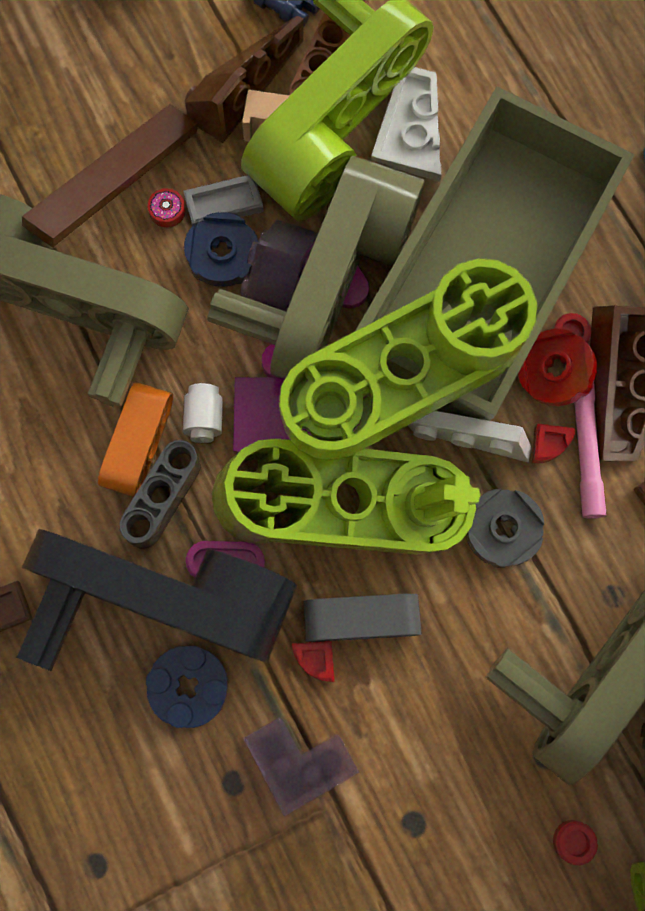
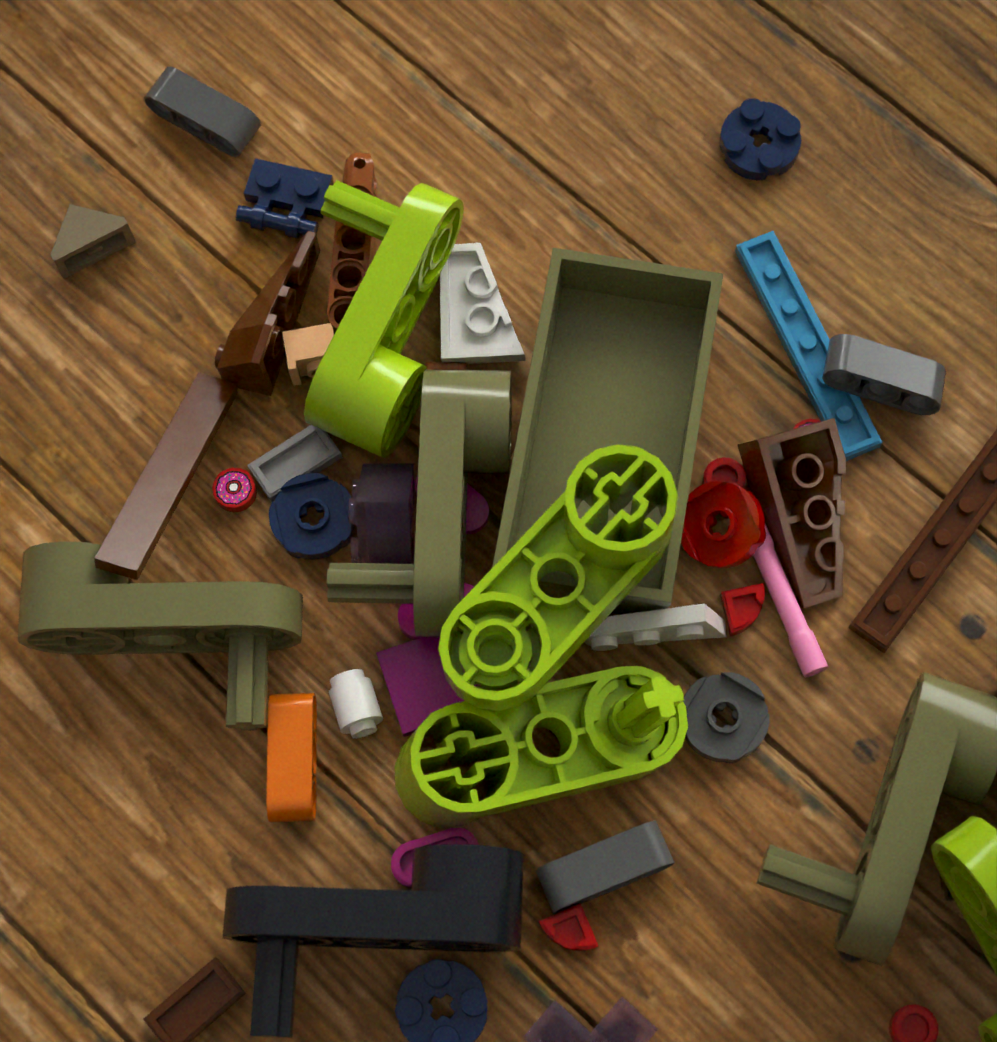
camera: 10 degrees left, 5 degrees down
(160, 475) = (337, 786): dark grey beam -> none

